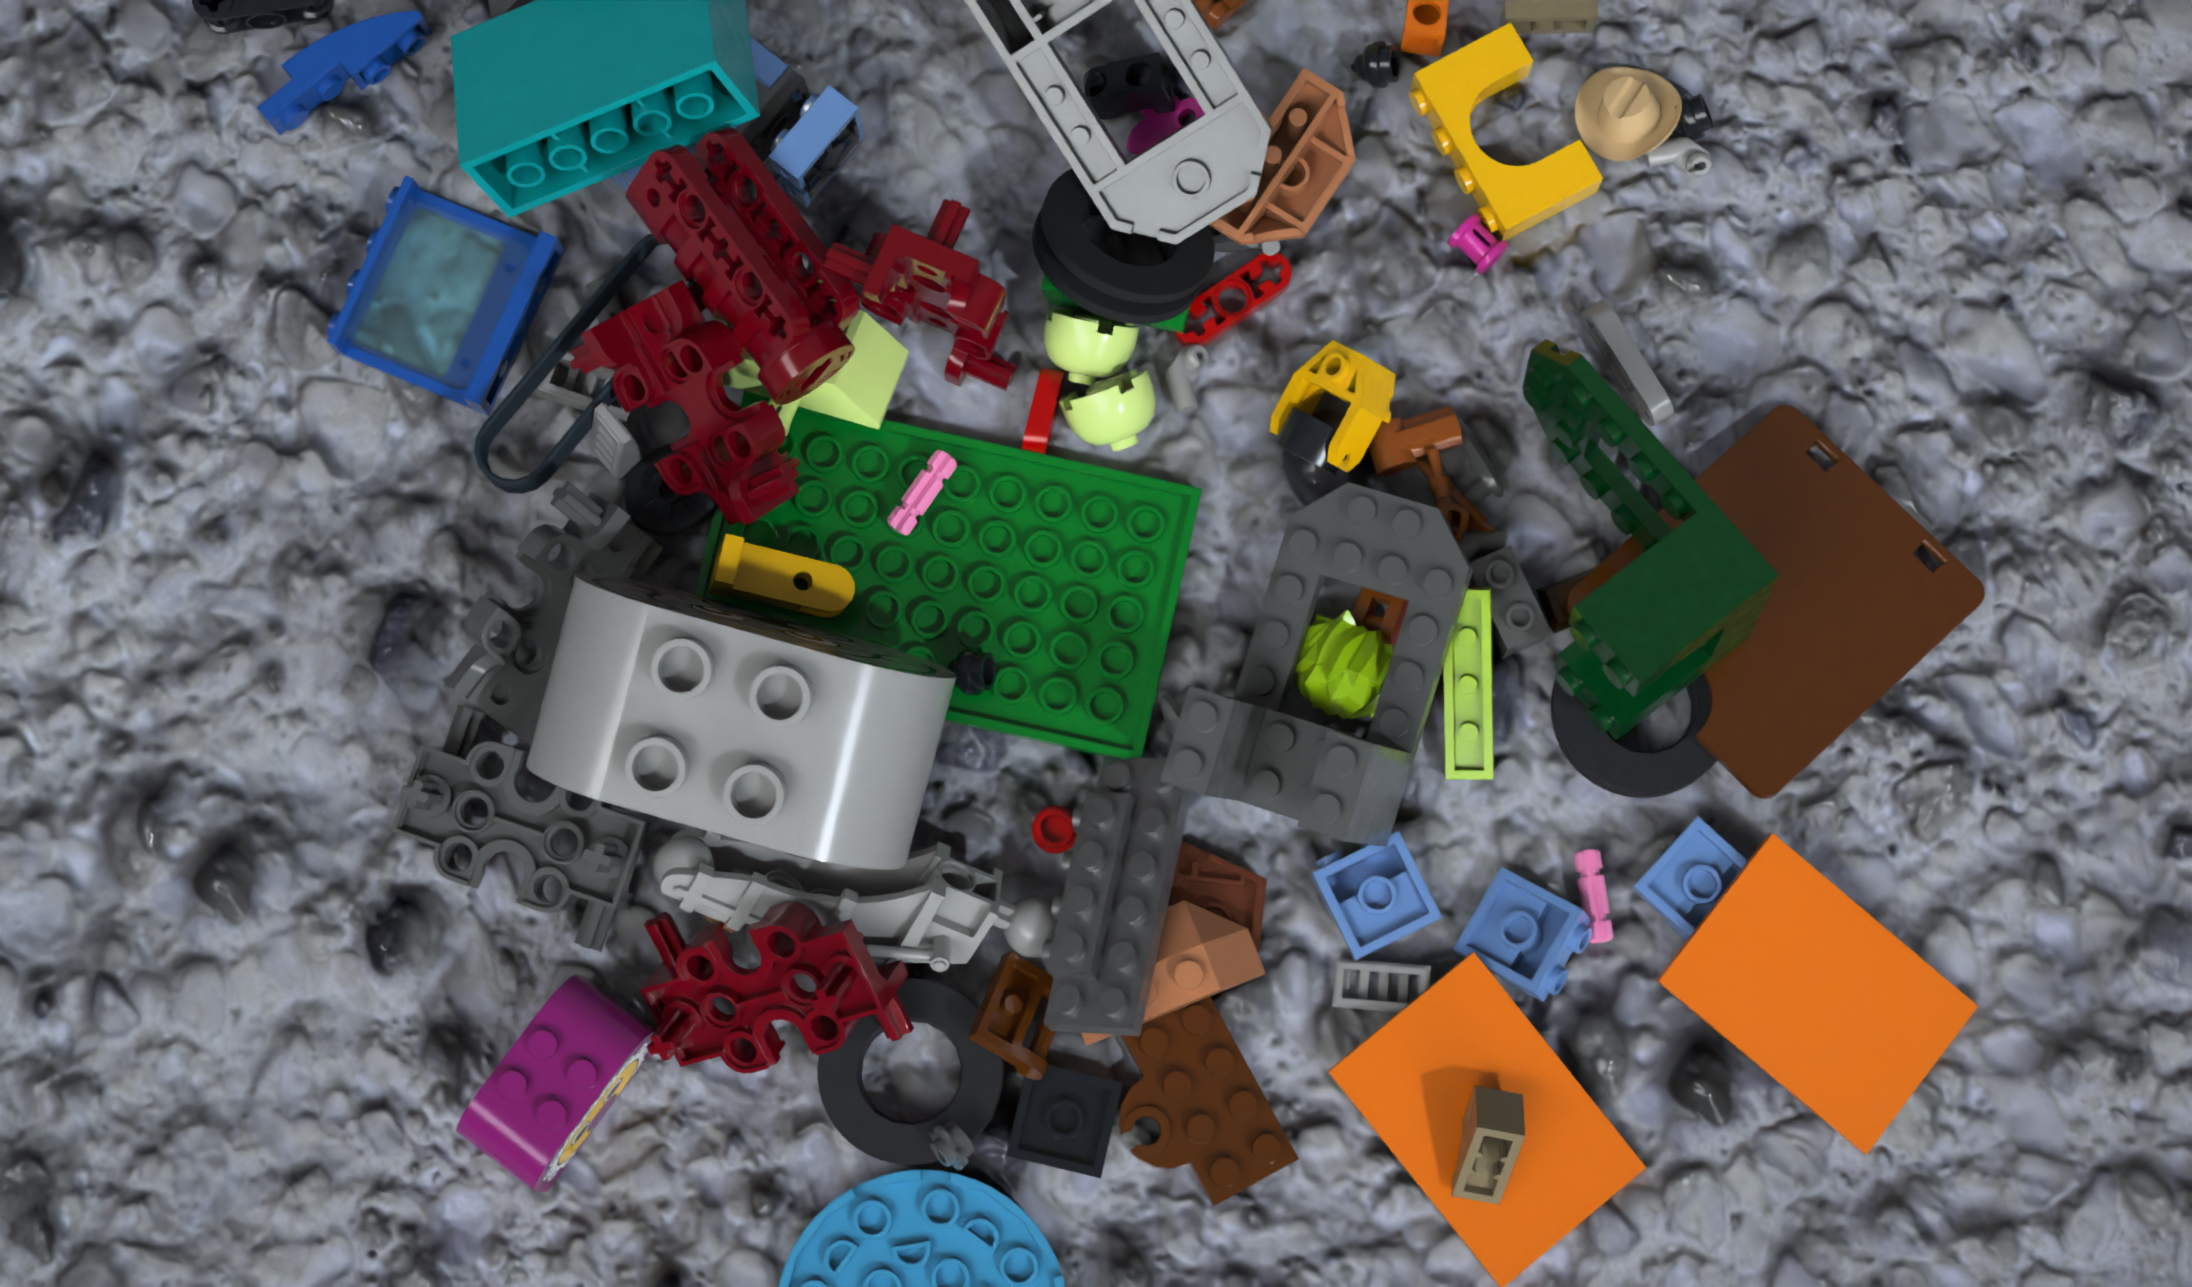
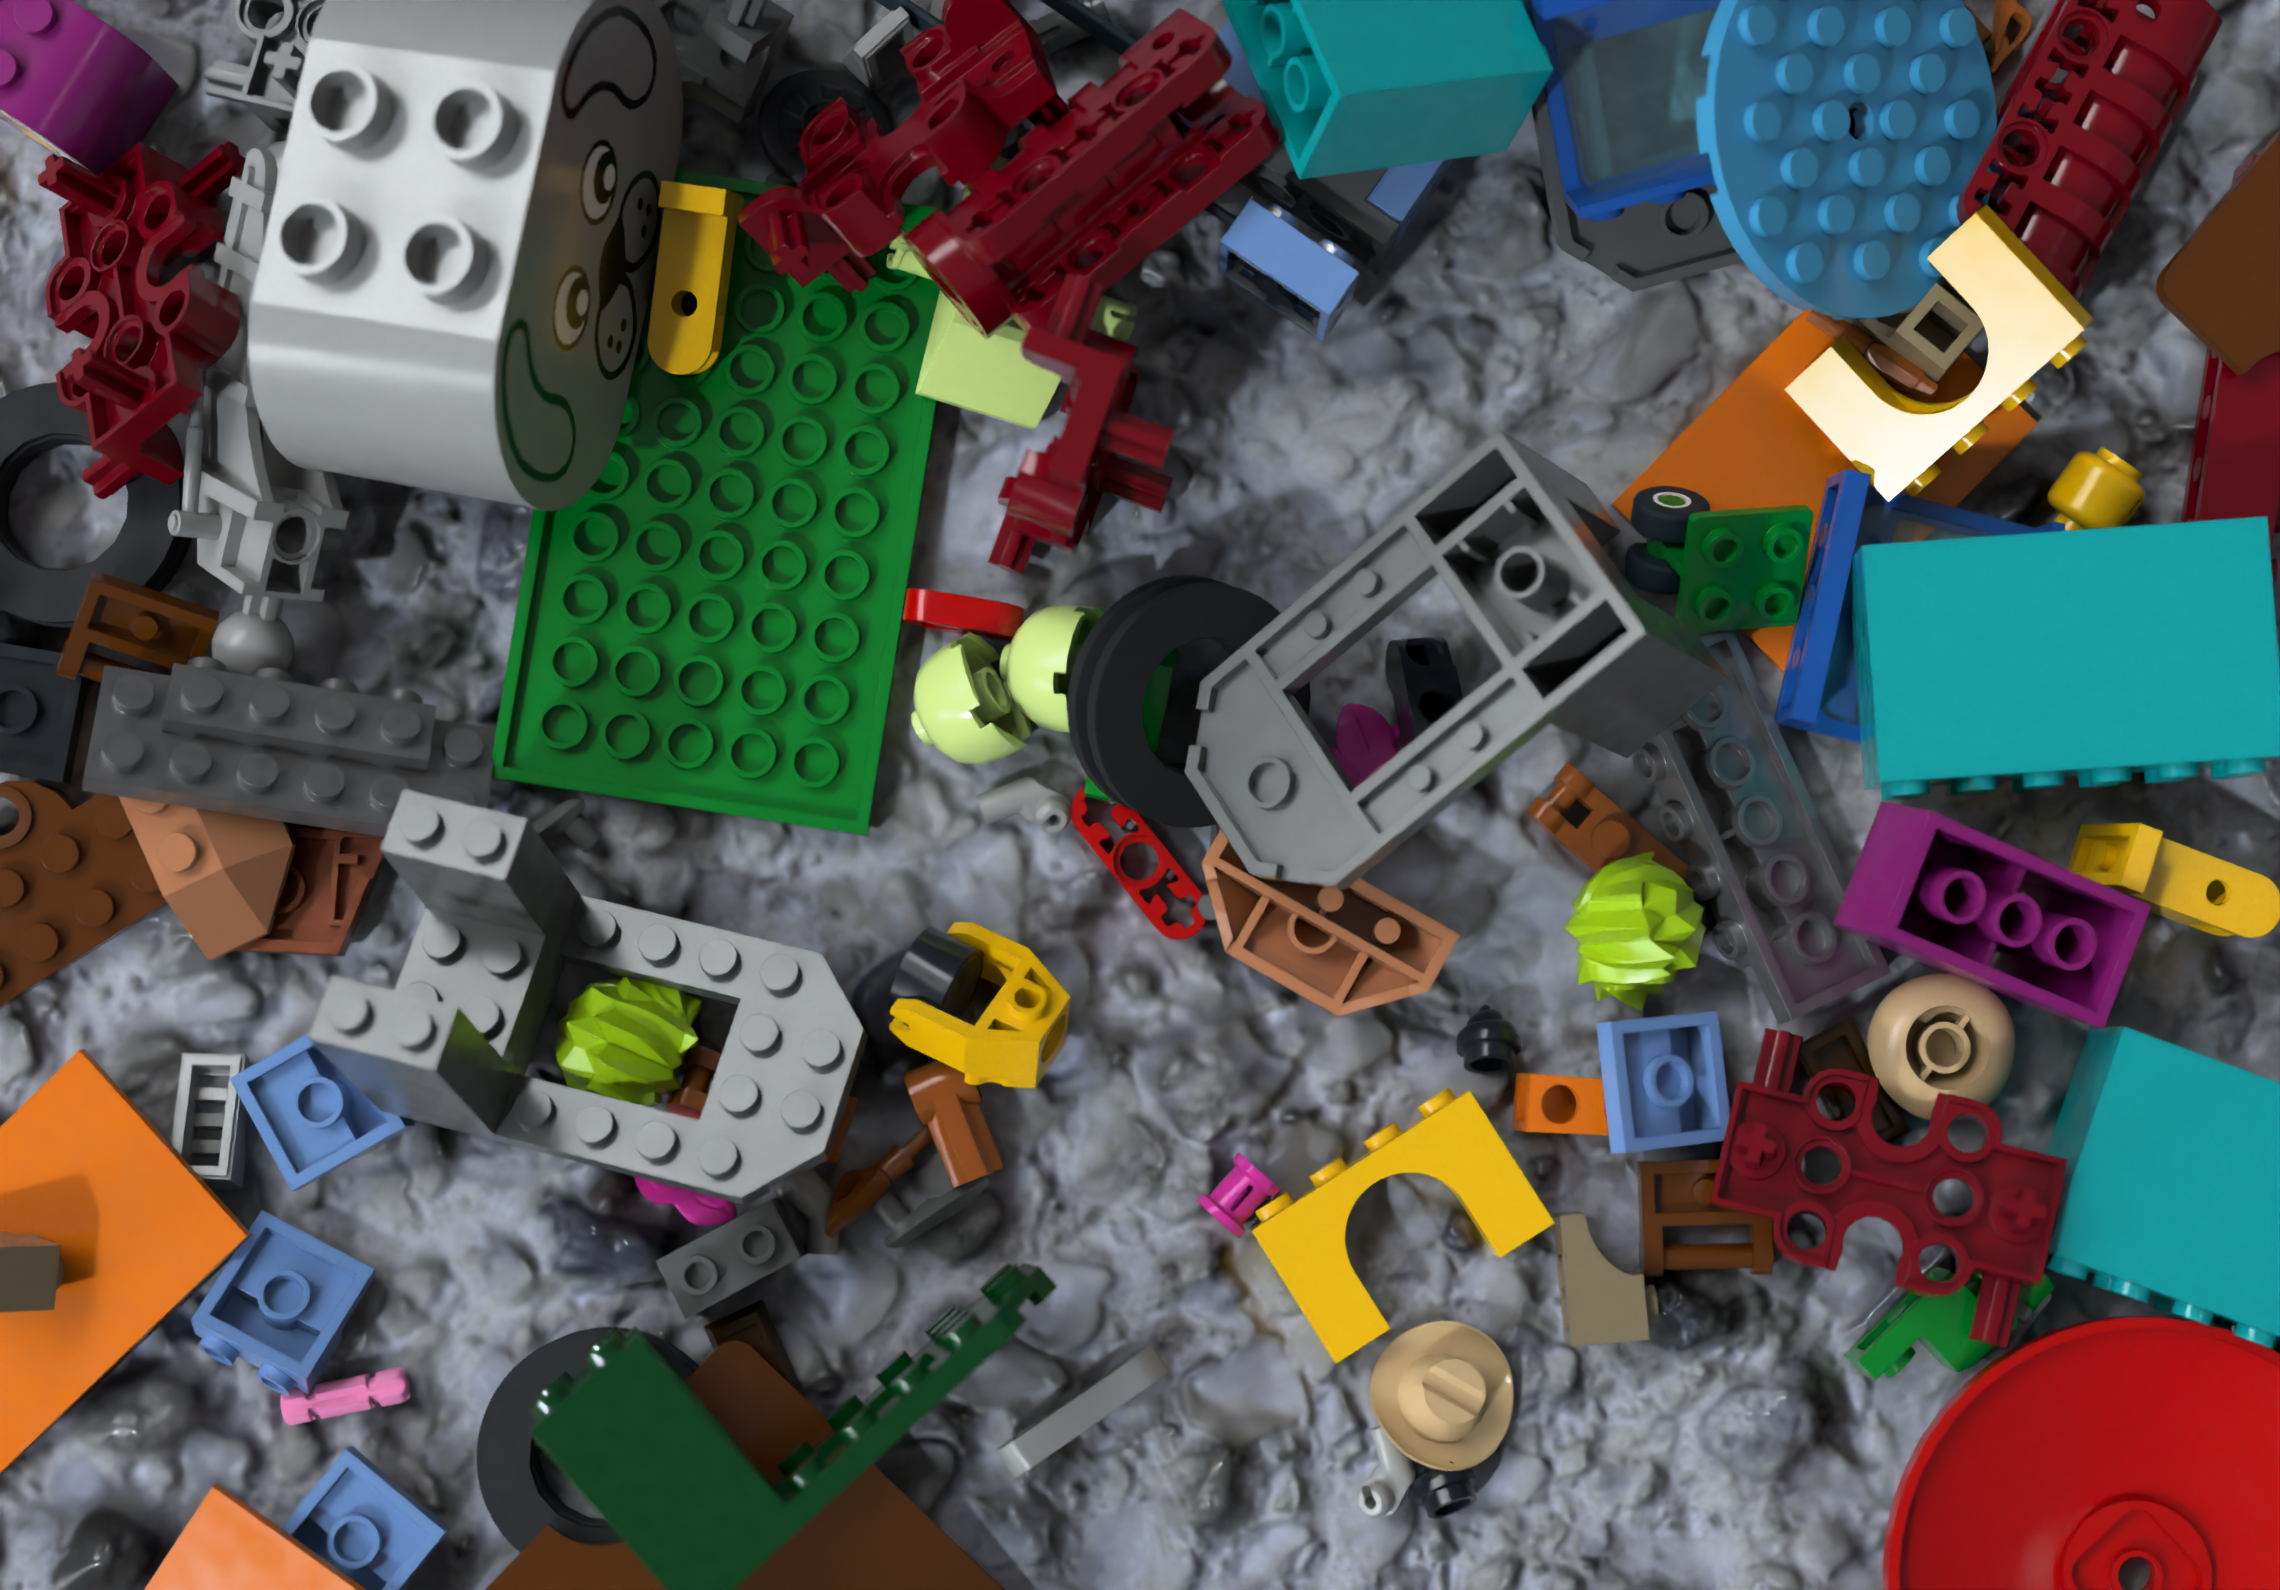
camera: 85 degrees right, 5 degrees up
(922, 492) = (833, 458): bright pink axle -> none
(974, 671) = (589, 543): black plate -> none
(1053, 830) = (397, 666): red plate -> none
(1443, 495) = (858, 1167): dark orange hand -> none
(1470, 691) = (601, 1214): lime plate -> none

